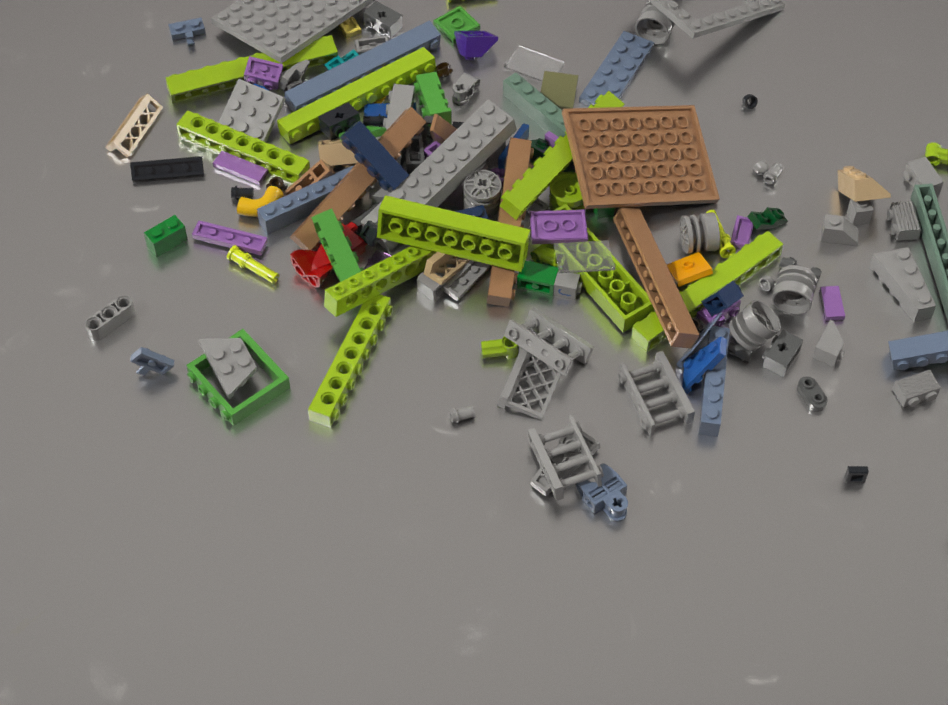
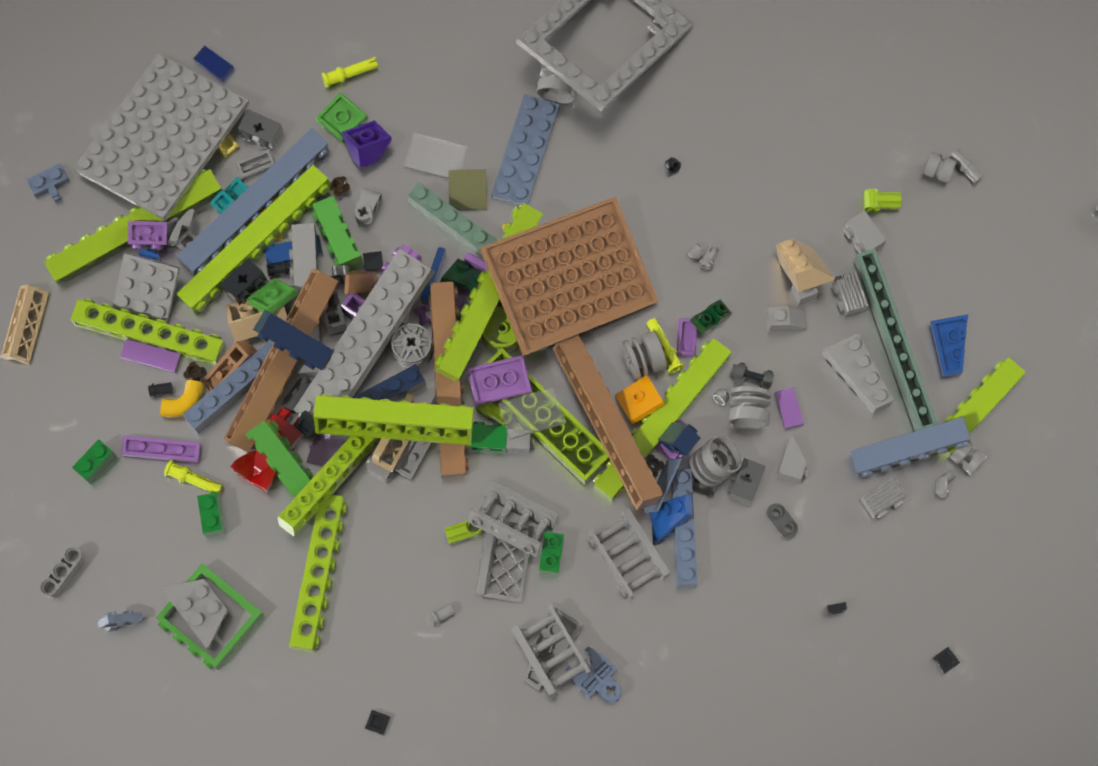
camera: 10 degrees left, 20 degrees up
(167, 168) = (73, 374): black plate -> none
(261, 295) = (211, 515): none -> green brick
(378, 496) = (377, 722): none -> black tile
(580, 380) = (551, 553): none -> green brick

